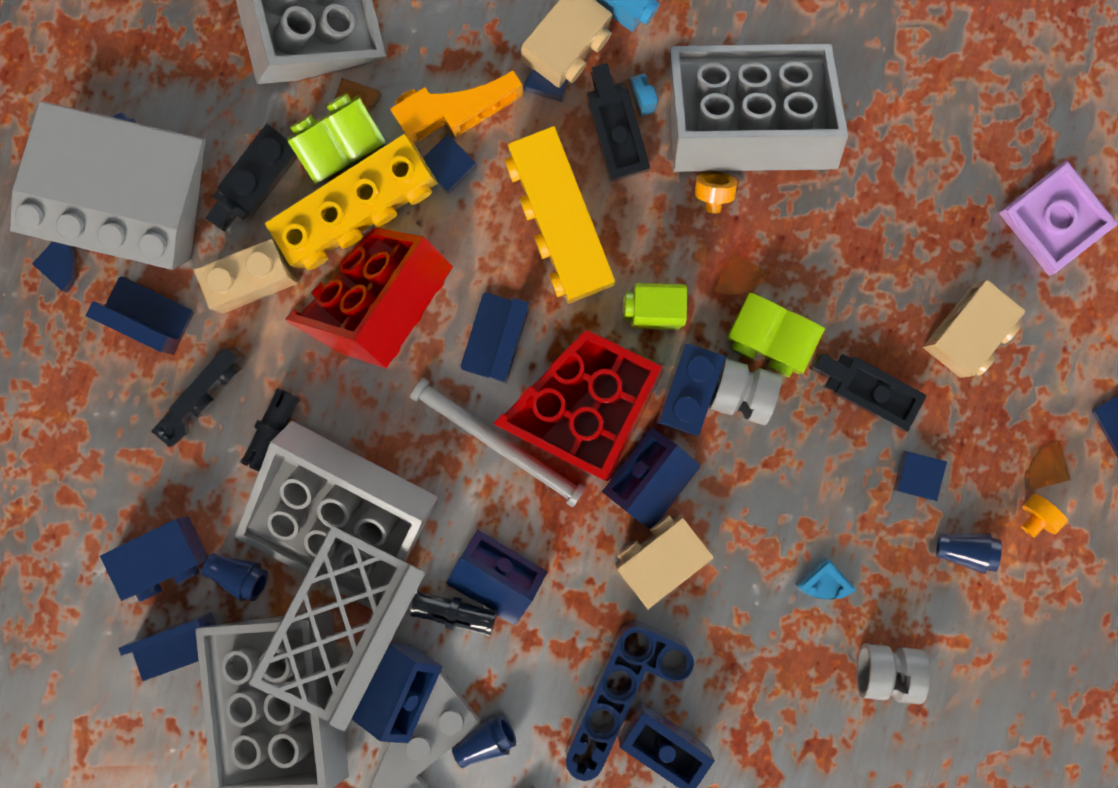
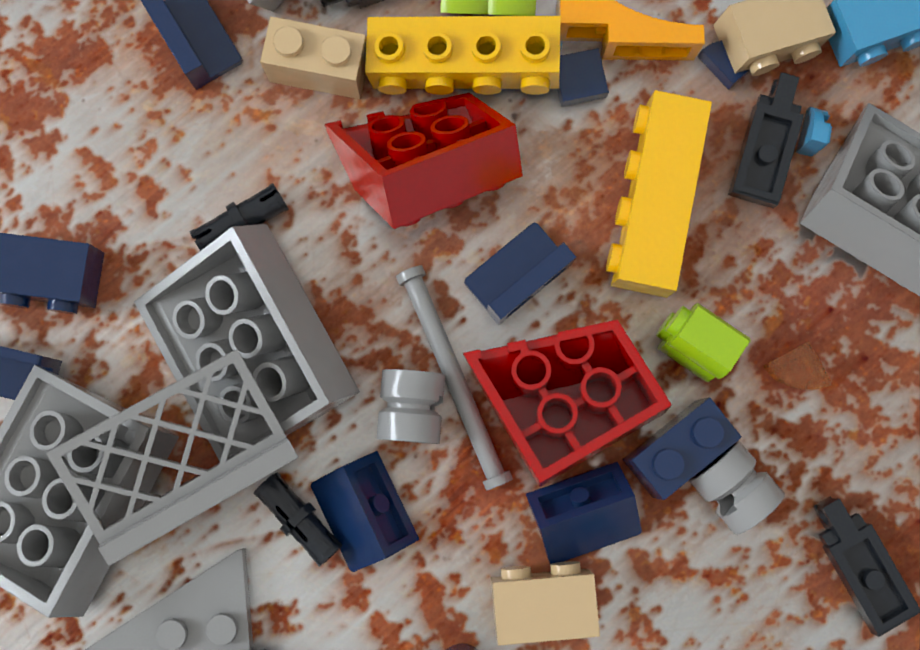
camera: 30 degrees right, 5 degrees down
(197, 397) = (192, 140): black hinge -> none
(236, 576) = (110, 341): dark blue cone -> none
(397, 693) = (187, 563): dark blue brick -> none
(481, 484) = (410, 406): none -> light grey wheel
(715, 190) = (829, 267): light orange tile -> none
(774, 335) = (801, 448): lime brick -> none

